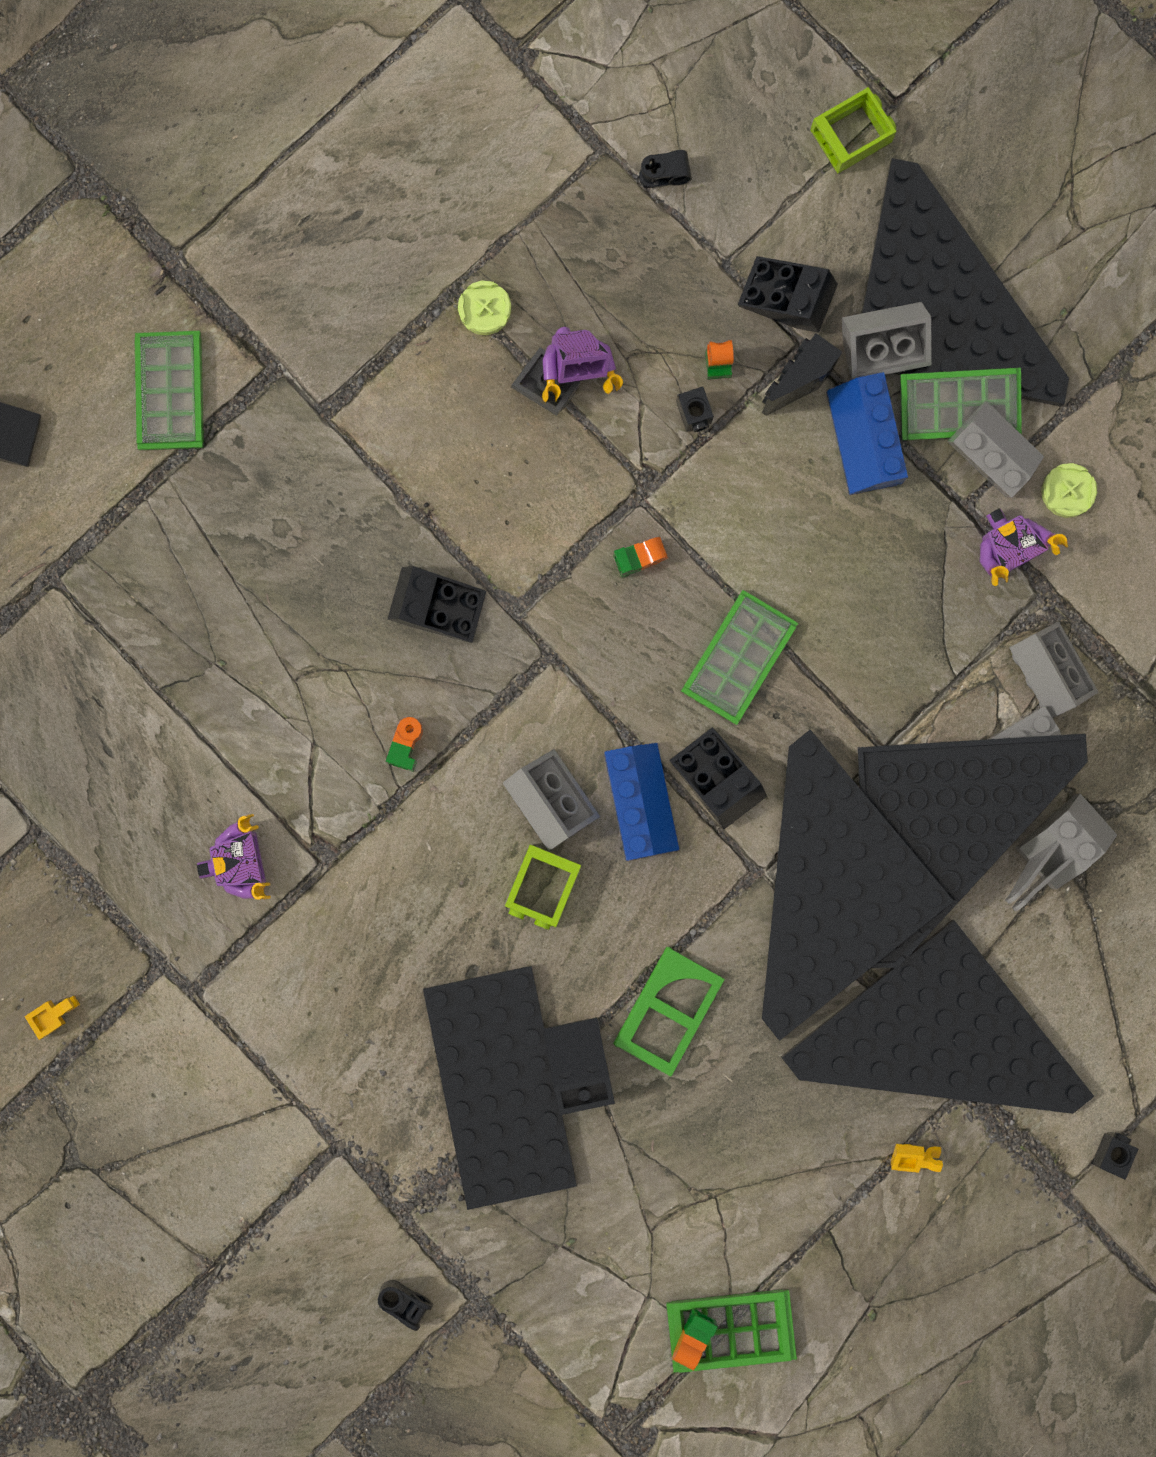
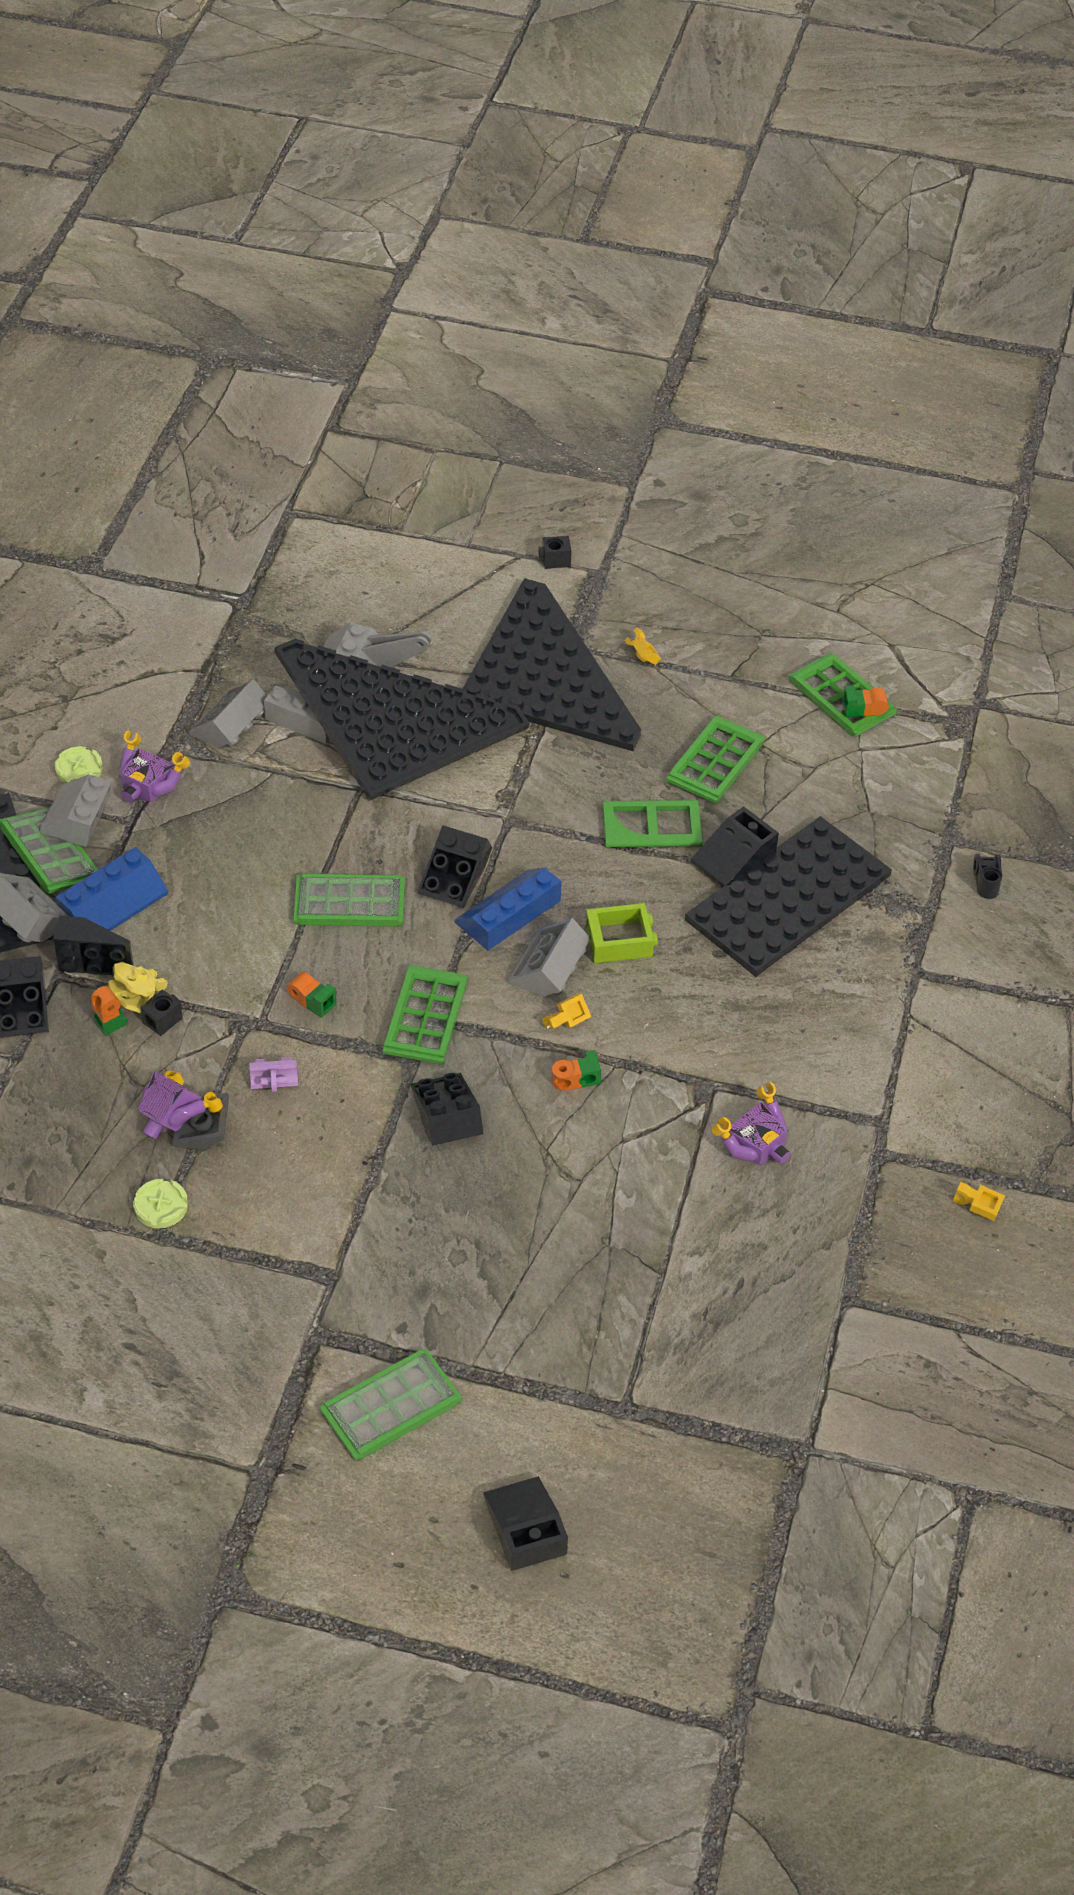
camera: 120 degrees left, 35 degrees down
(476, 780) = (571, 1013): none -> yellow plate
(557, 649) = (425, 1014): none -> bright green piece
(569, 462) = (273, 1073): none -> lavender hips
(717, 1133) = (715, 759): none -> bright green piece
(736, 399) = (135, 984): none -> light yellow hinge
(841, 889) = (484, 758): black plate -> none

